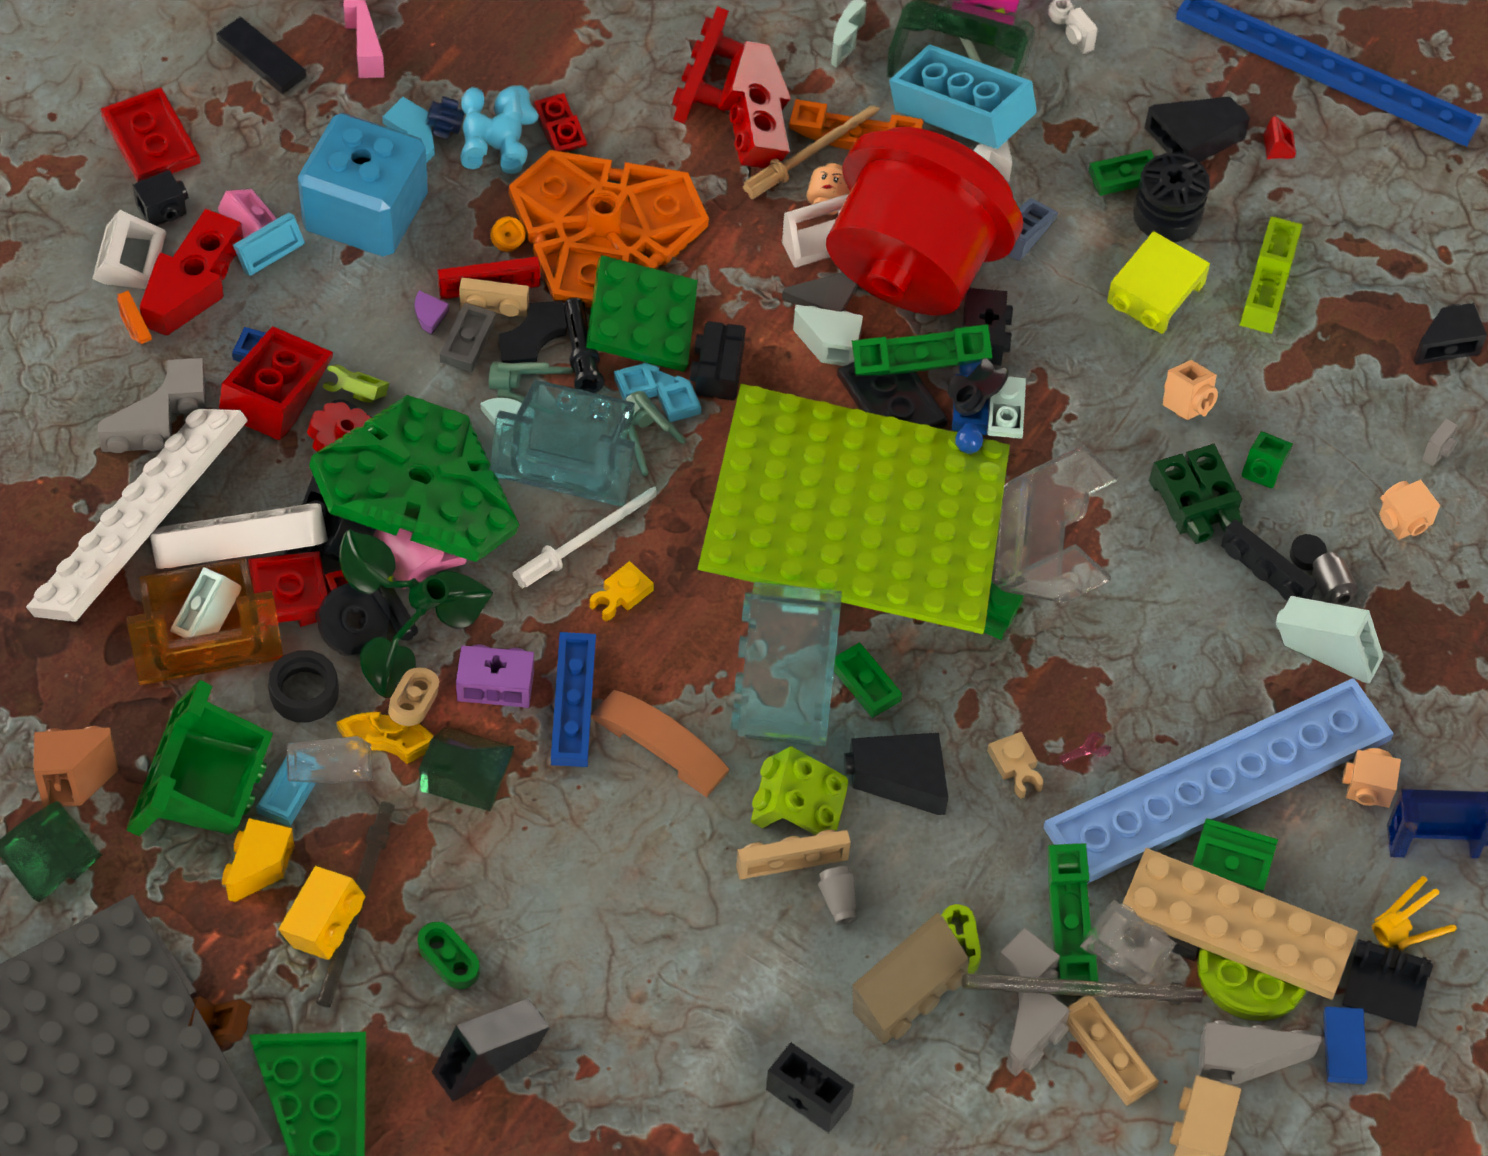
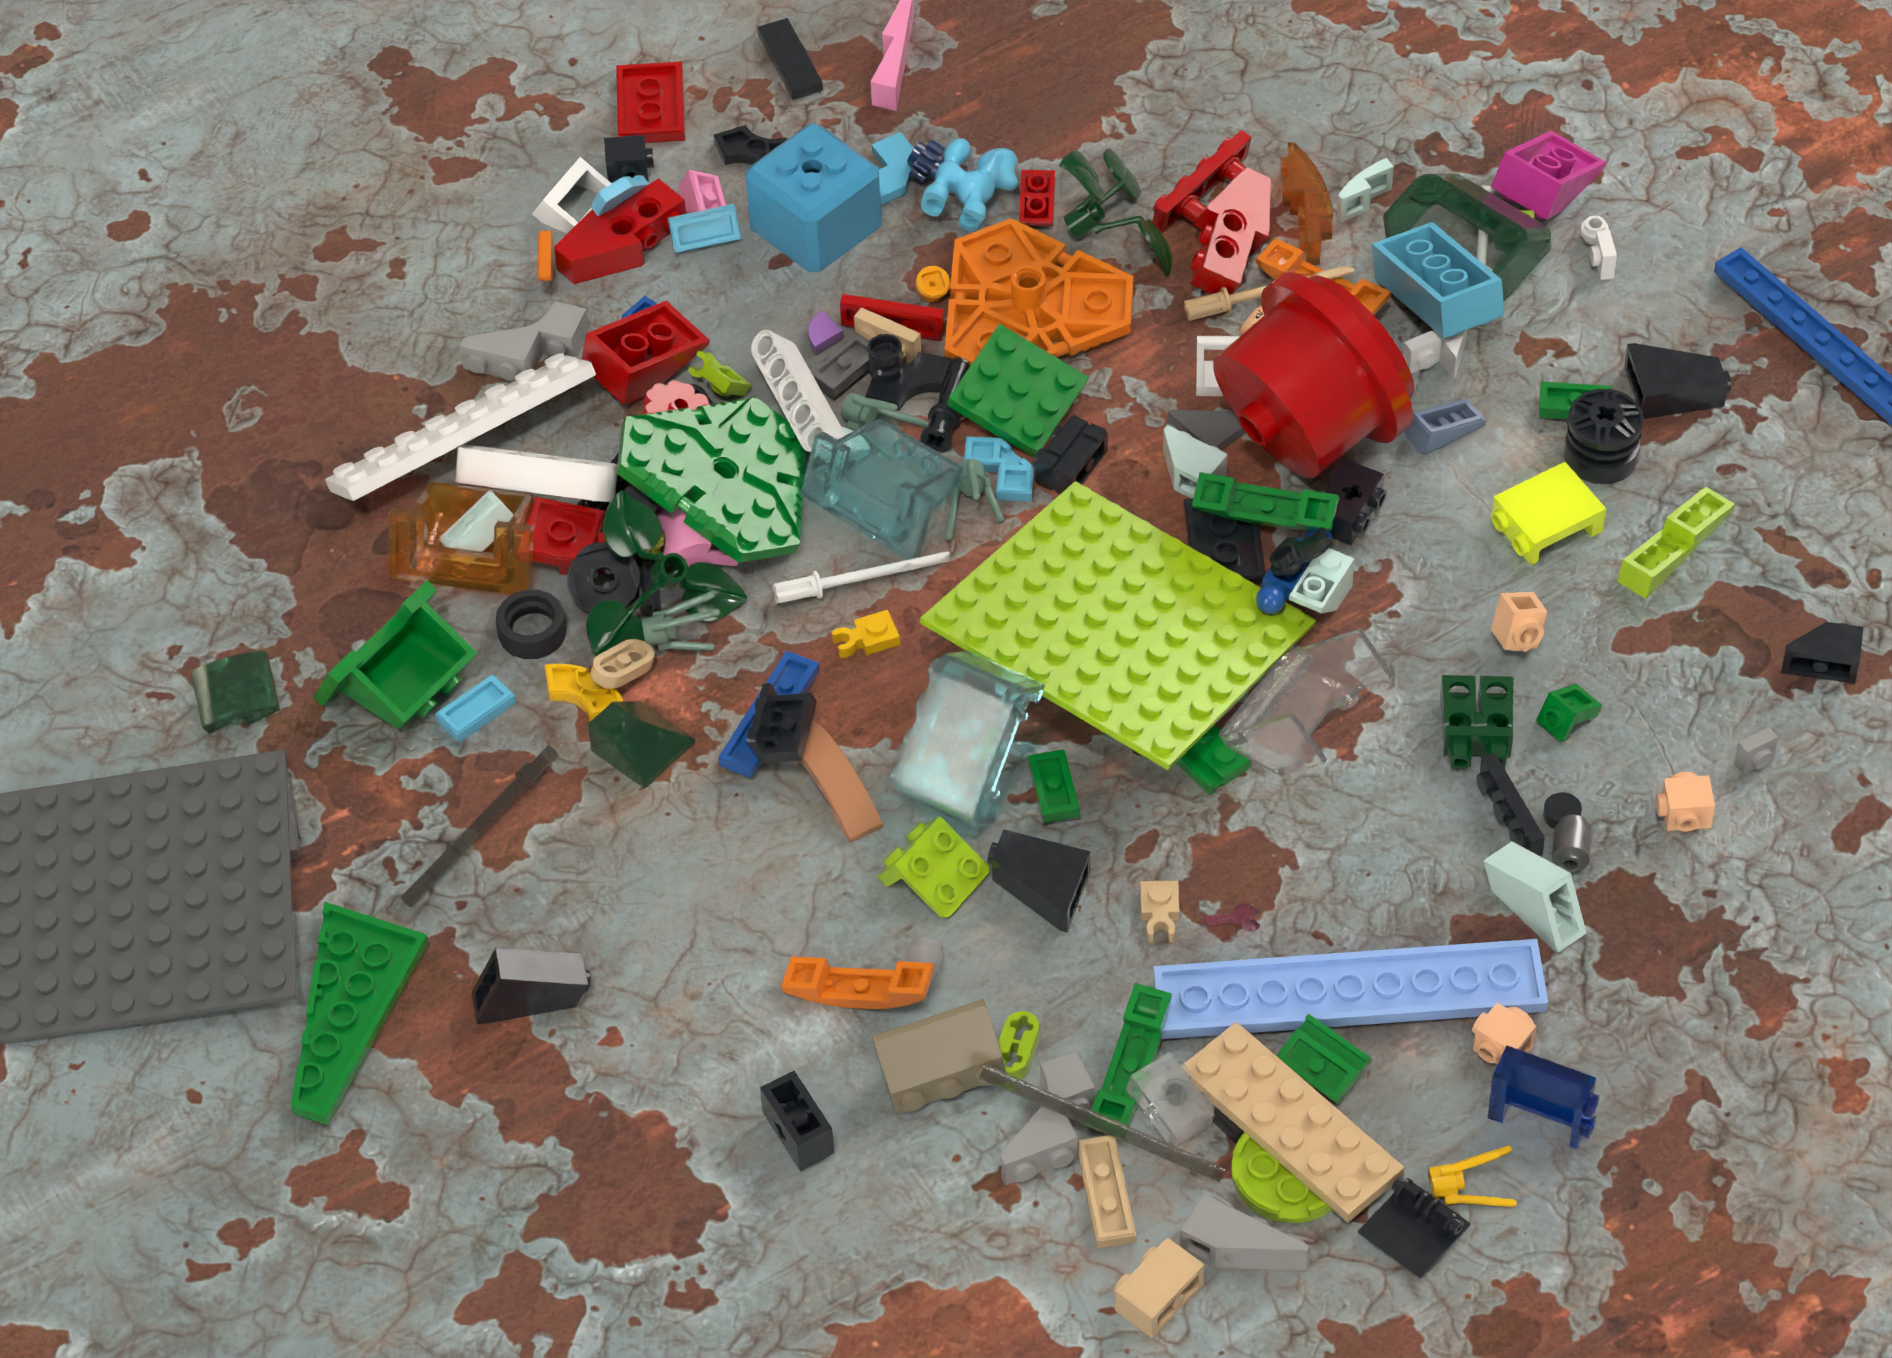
camera: 30 degrees right, 5 degrees down
(73, 763) = (289, 621): nougat slope -> none
(177, 236) = (617, 193): none -> medium azure tile
(225, 1020) = (309, 884): reddish brown bracket -> none
(259, 860) = (412, 758): yellow slope -> none
(261, 153) = (743, 146): none -> black tile
(322, 913) = (440, 820): yellow brick -> none
(330, 761) = (517, 693): clear slope -> none
(432, 649) = (662, 626): none -> sand green plant
(433, 373) = (794, 388): none -> white beam
(450, 957) = (538, 899): green plate -> none
(495, 676) = (707, 670): medium lavender brick -> none
(508, 319) = (885, 358): none -> black wheel
(600, 708) = (781, 725): none -> black bracket
(620, 126) = (1089, 213): none -> dark green plant
(793, 854) = (897, 915): tan plate -> none
(793, 935) = (857, 987): none -> orange slope
(802, 52) = (1308, 200): none -> clear orange slope
(1279, 140) = (1757, 417): red slope -> none
(1345, 1045) = (1339, 1269): blue tile -> none

